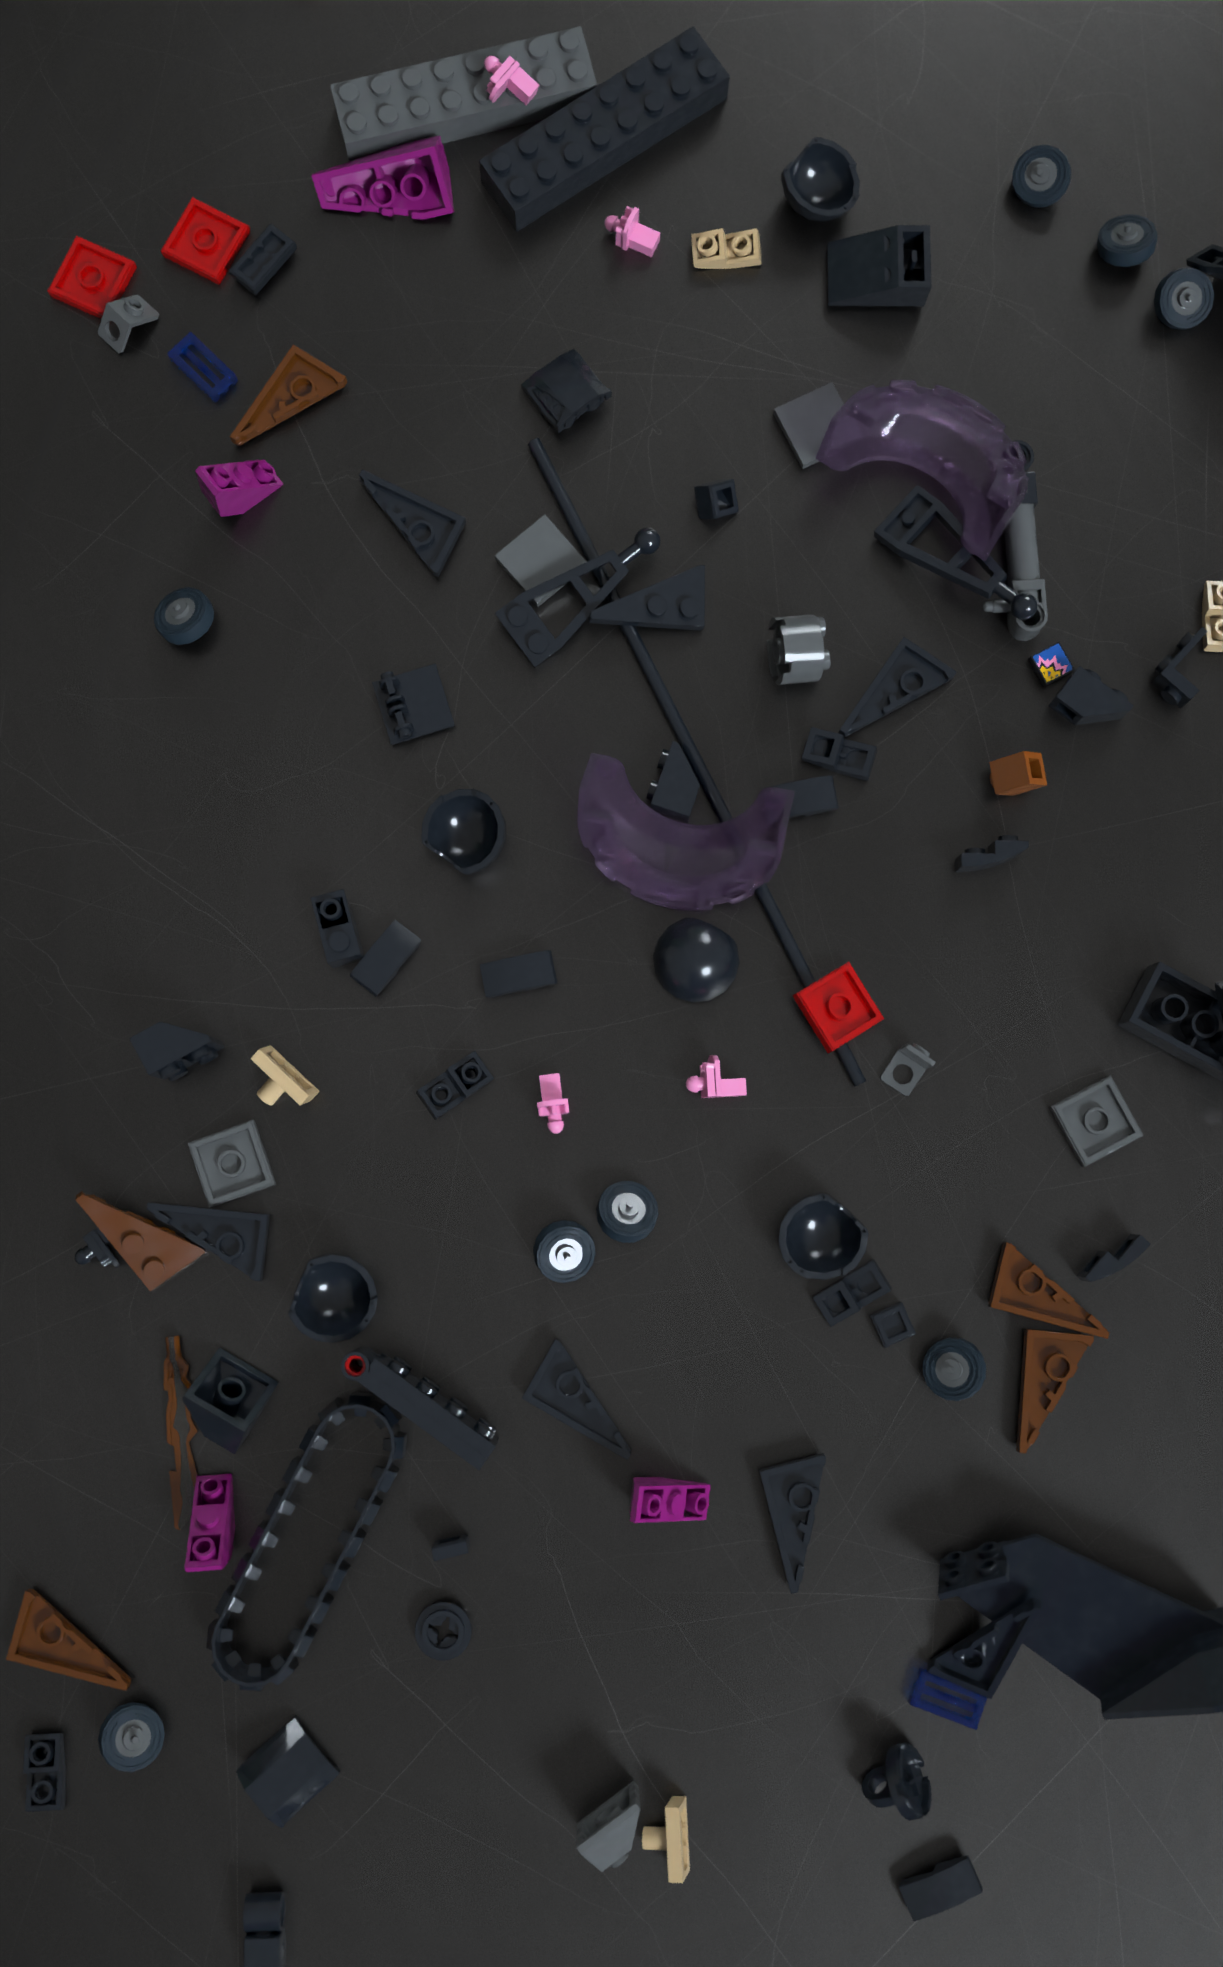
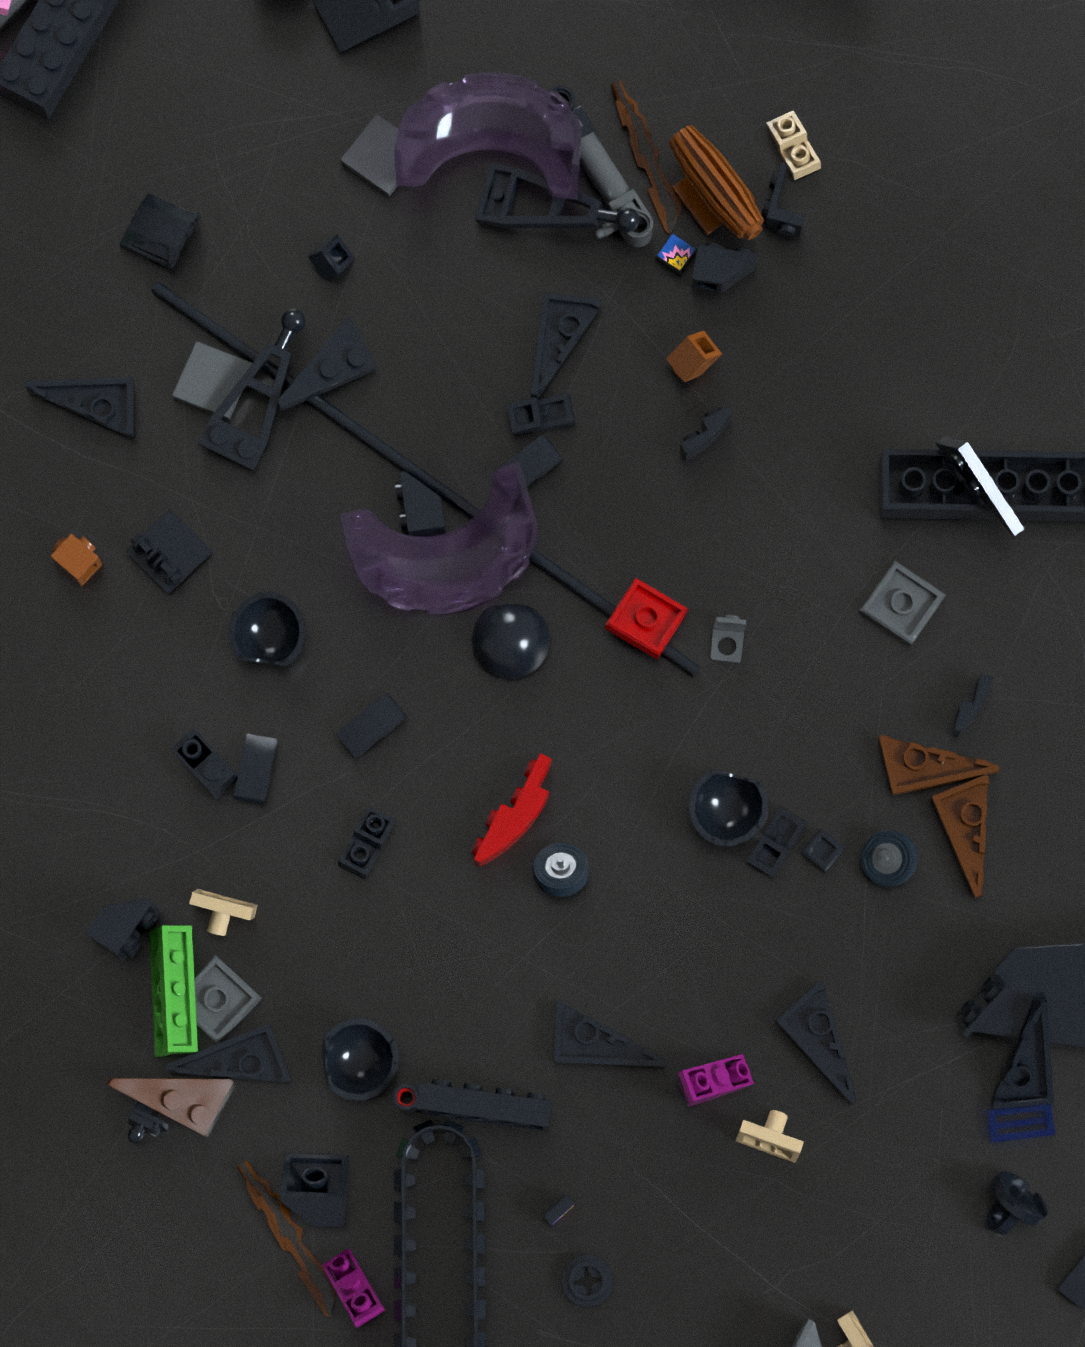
camera: 20 degrees left, 5 degrees down
(193, 1135) = (173, 990): none -> bright green fence
(321, 665) = (76, 558): none -> dark orange brick
(552, 1102) = (454, 815): bright pink piece -> none
(564, 1251) = (526, 927): black wheel -> none
(600, 1141) = (510, 824): none -> red slope
(631, 233) = (146, 73): bright pink piece -> none
(694, 1584) = (770, 1137): none -> tan tile
(711, 1083) = (578, 733): bright pink piece -> none
(724, 251) = (231, 49): tan slope -> none
(797, 649) = (462, 346): dark grey brick -> none
(1067, 600) = (646, 154): none -> reddish brown sword
(1123, 617) = (712, 187): none -> dark orange plate

